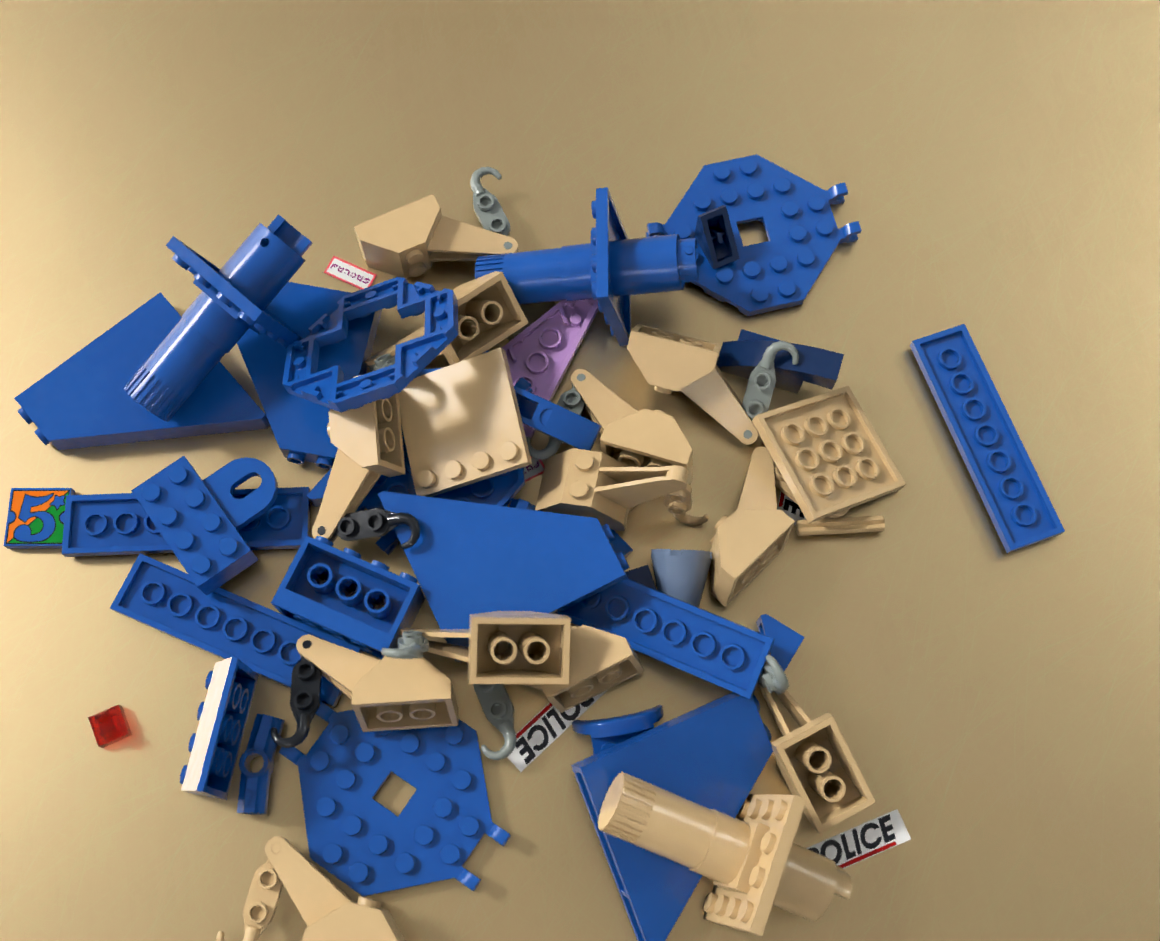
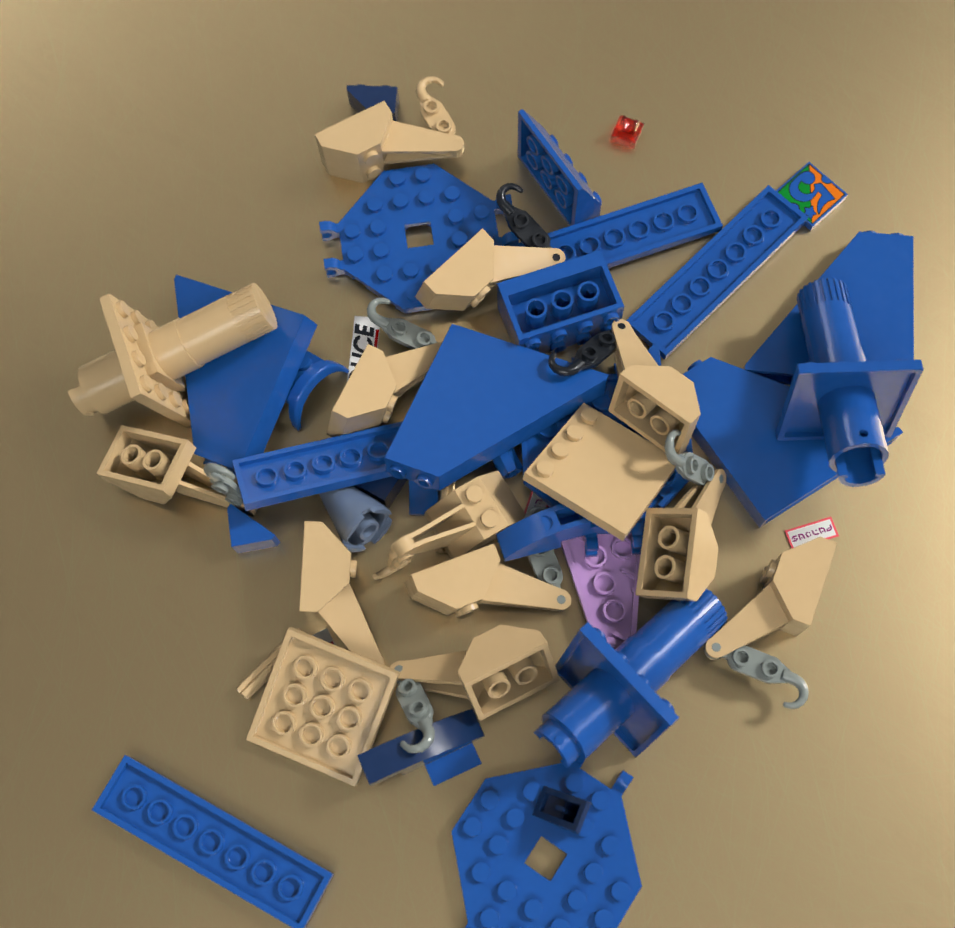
camera: 145 degrees right, 0 degrees up
(205, 519) = (704, 267): blue brick -> none
(255, 786) = (509, 171): blue piece -> none
(411, 356) = (671, 453): blue plate -> none
(501, 648) = (420, 337): tan slope -> none
(864, 840) = (84, 474): sticker -> none

